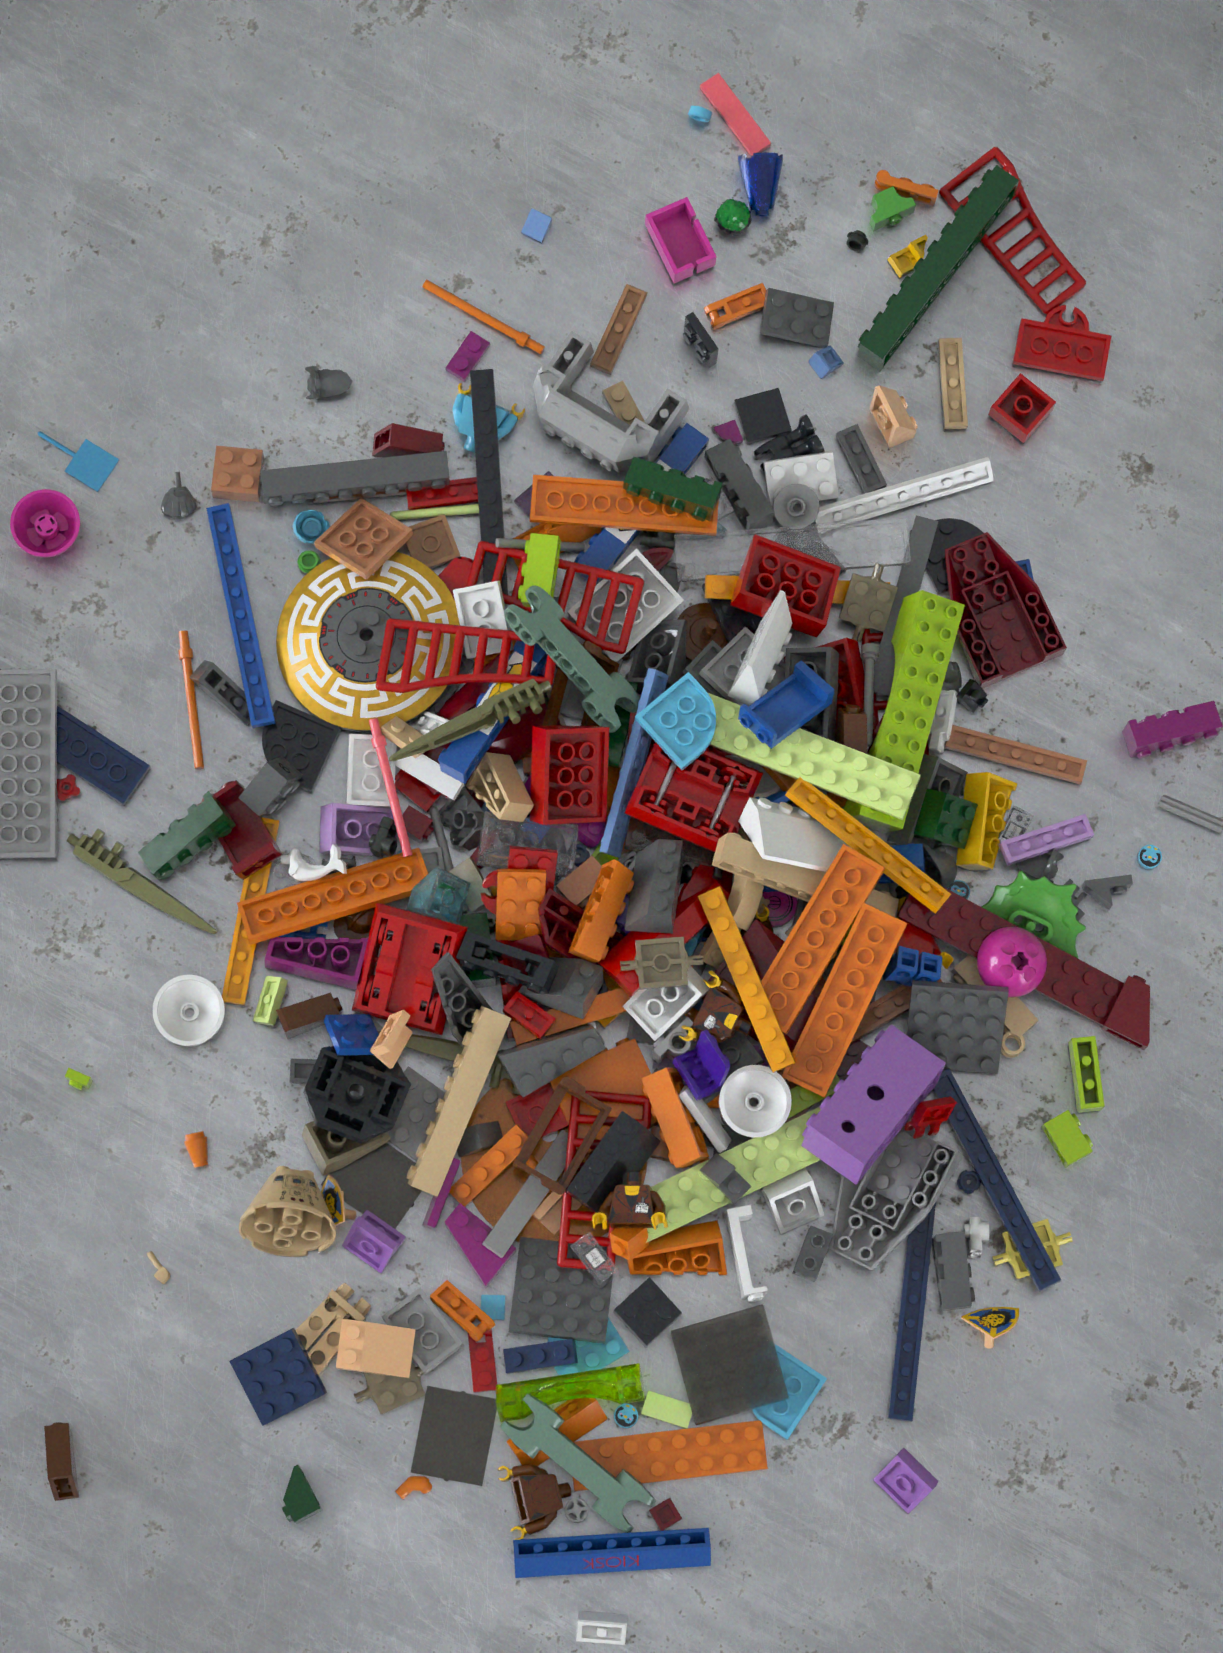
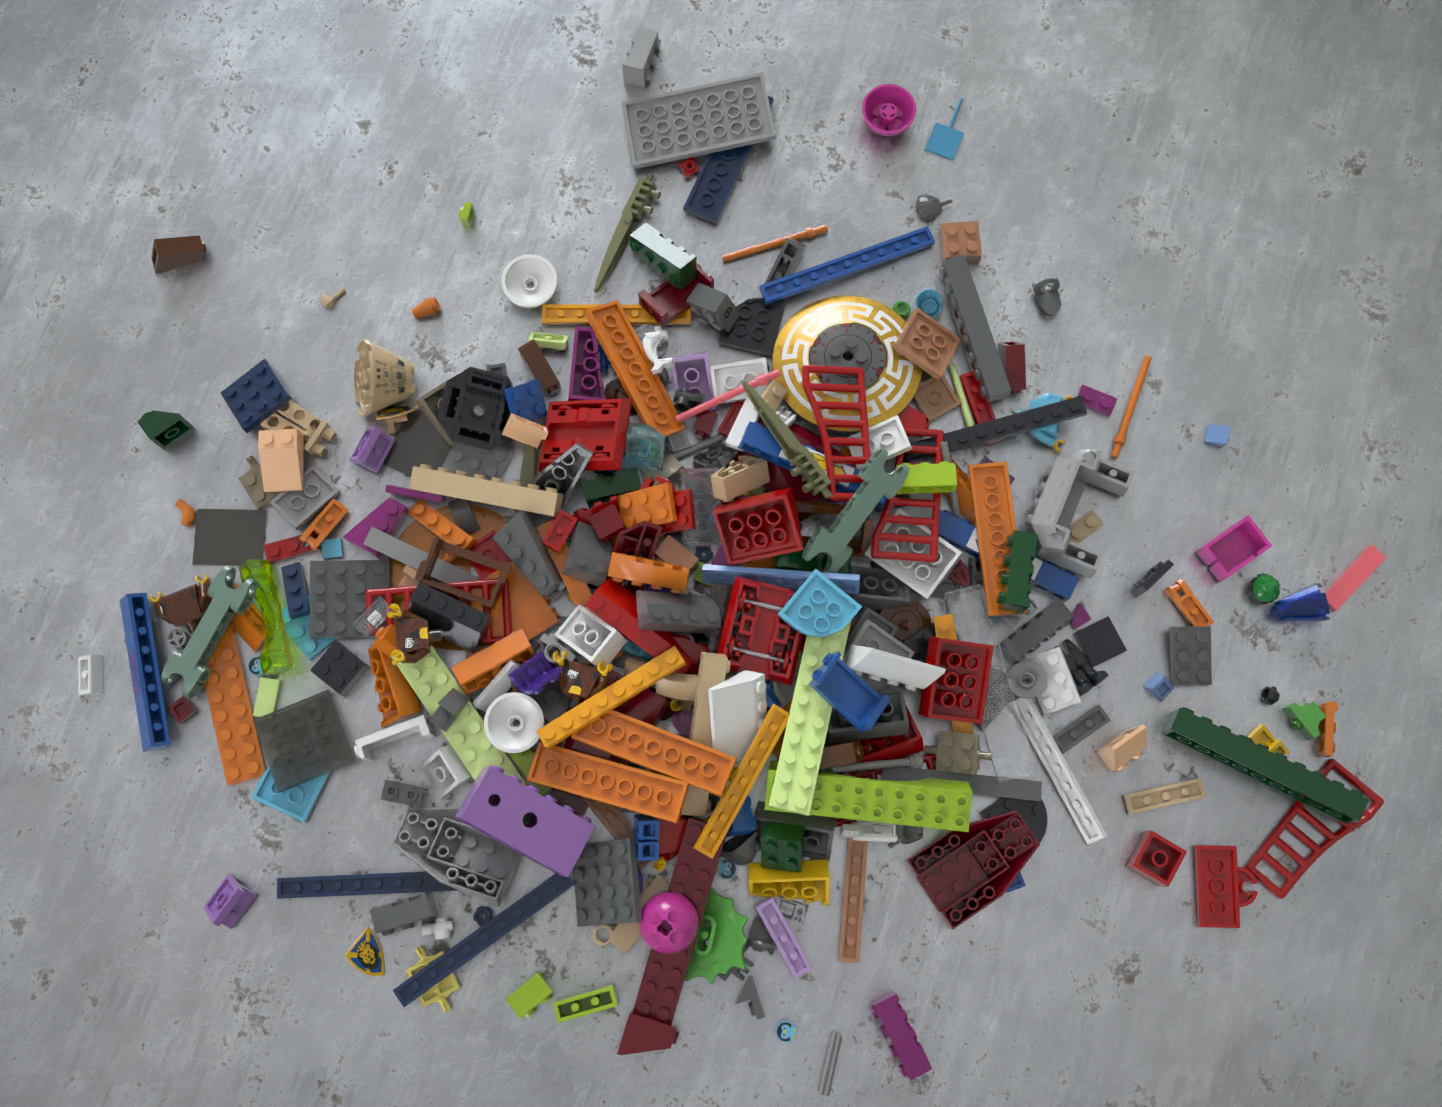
camera: 85 degrees right, 0 degrees up
(542, 975) = (588, 532): black brick -> none
(618, 329) = (1146, 514): medium nougat tile -> none
(661, 963) = (610, 623): dark tan plate -> none
(700, 114) = (1346, 548): medium azure tile -> none
(930, 1113) = (529, 873): red plate -> none
(972, 696) = (896, 854): black tile -> none

